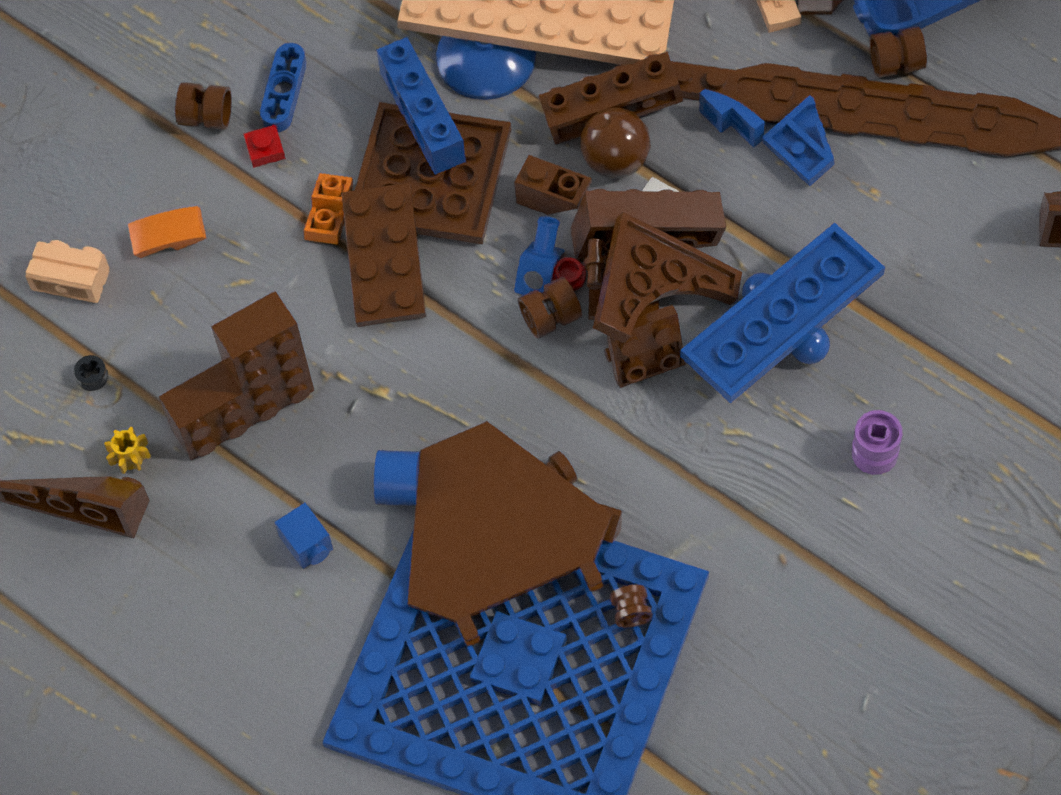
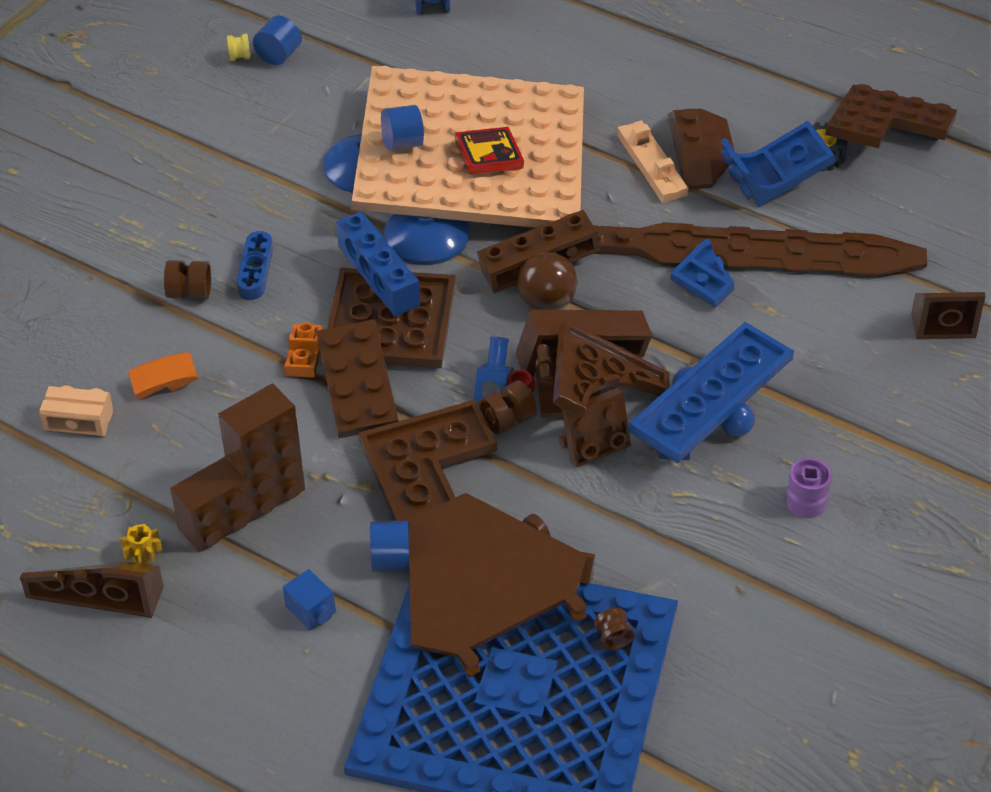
camera: 10 degrees left, 15 degrees down
(88, 364) = (106, 494): black bush -> none
(264, 146) = (242, 308): red plate -> none
(437, 353) = (411, 455): none -> reddish brown plate
(549, 187) = (494, 317): reddish brown slope -> none
(727, 112) = (637, 257): blue slope -> none
(902, 51) = (777, 204): reddish brown wheel -> none

